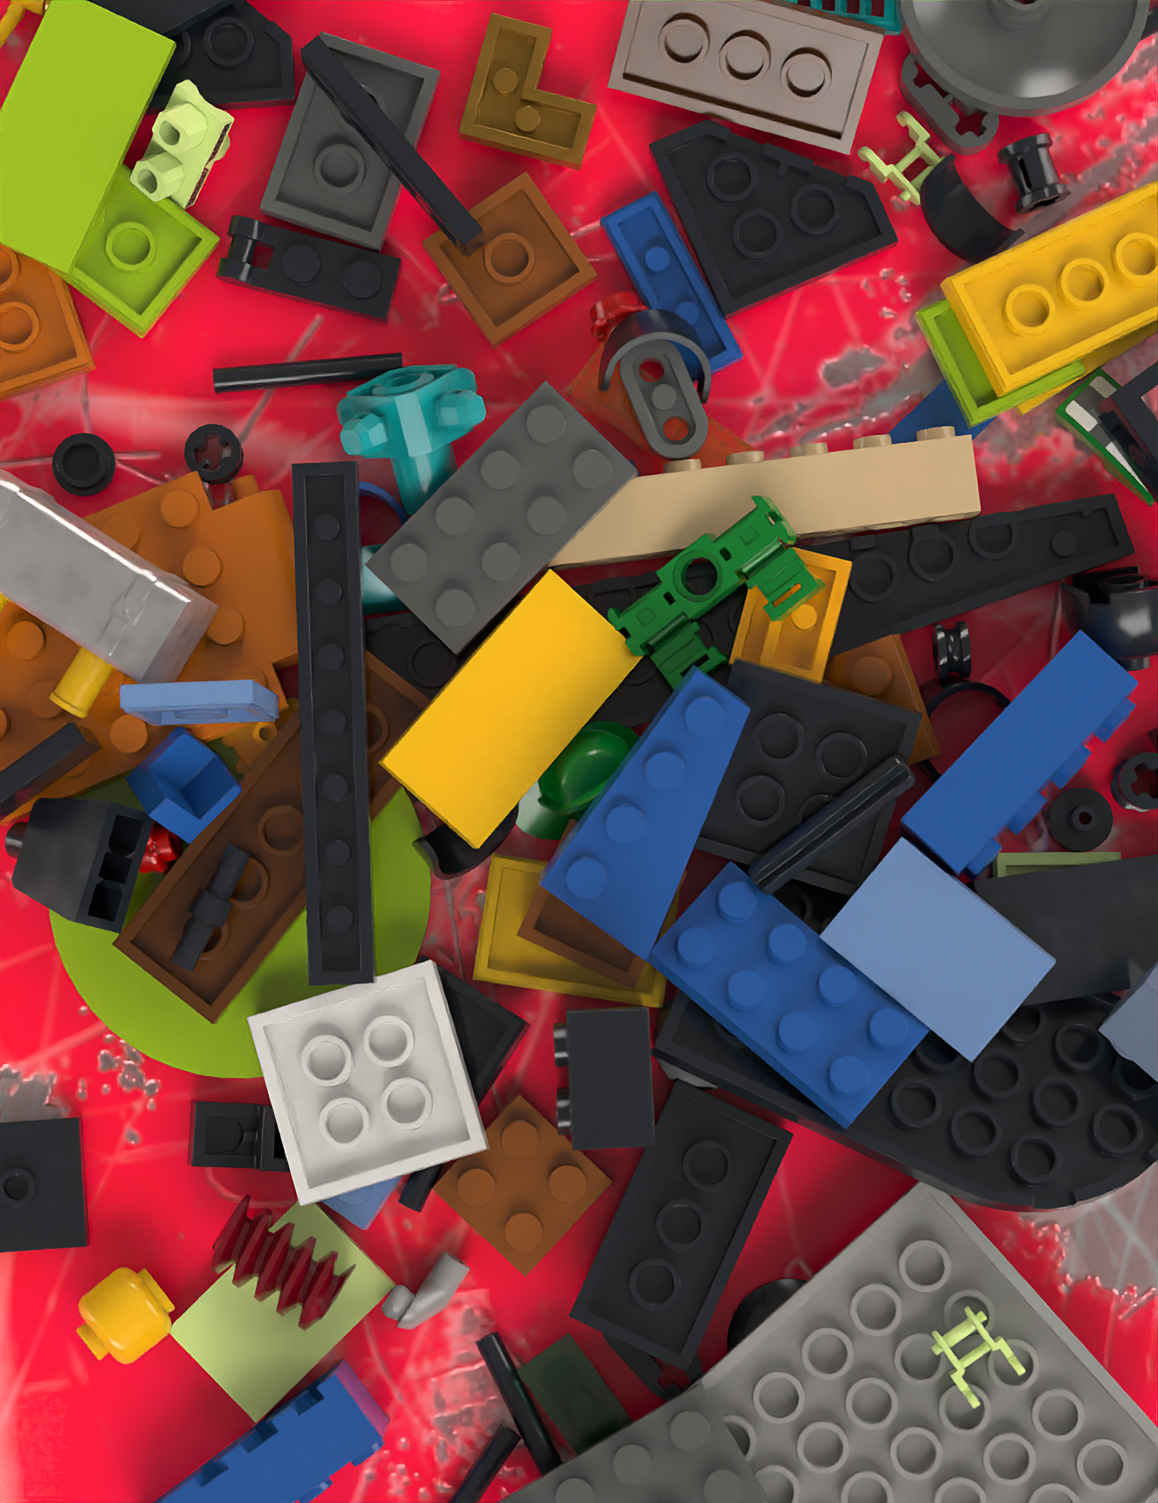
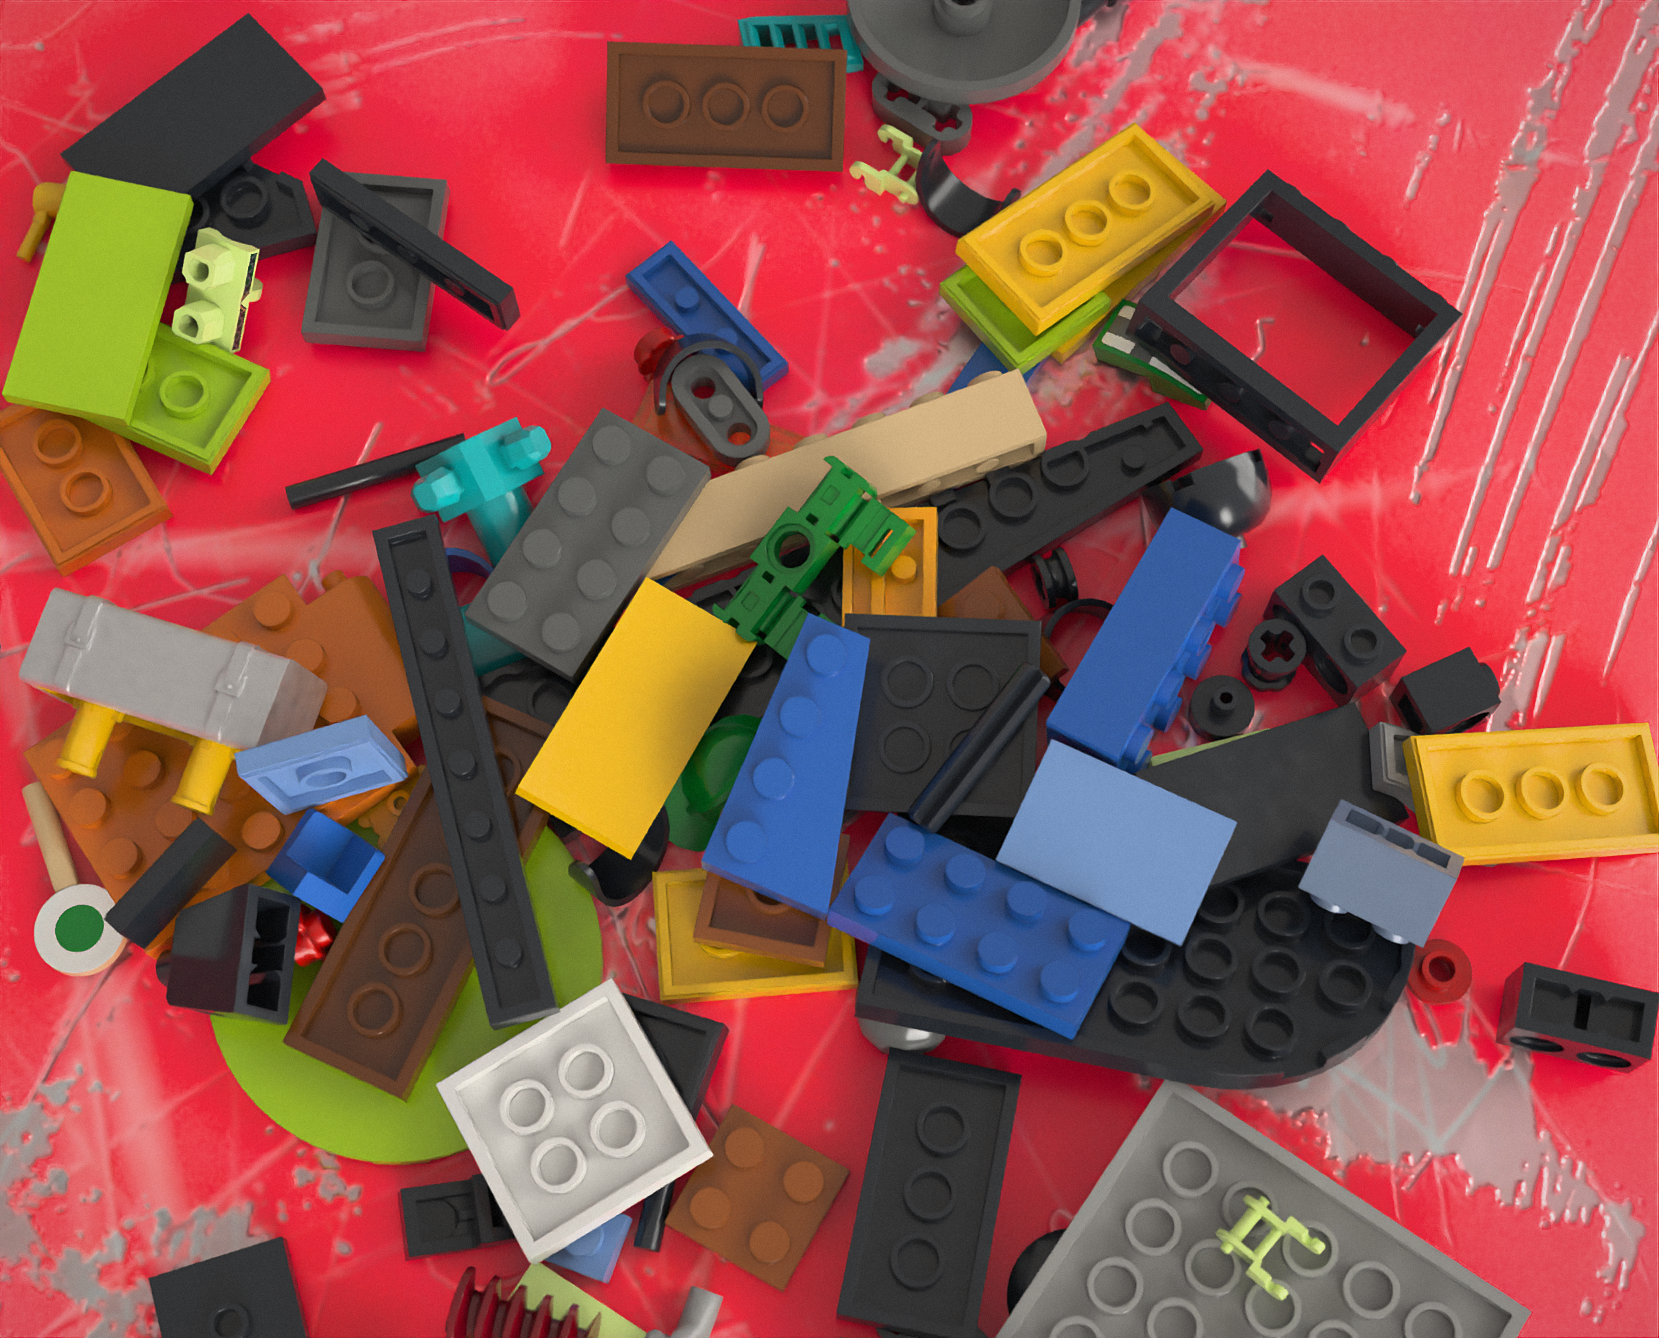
camera: 10 degrees left, 15 degrees down
(84, 464) = (176, 598): black plate -> none
(210, 907) = (375, 977): black bar -> none
(229, 465) = (283, 557): black bush -> none
(311, 270) = (361, 380): black plate -> none
(510, 110) = (523, 203): pearl gold plate -> none
(521, 268) = (561, 330): dark orange plate -> none
(608, 1077) = (812, 1035): black brick -> none
(765, 215) = (778, 238): black plate -> none
(1033, 173) = (1015, 149): black bush -> none

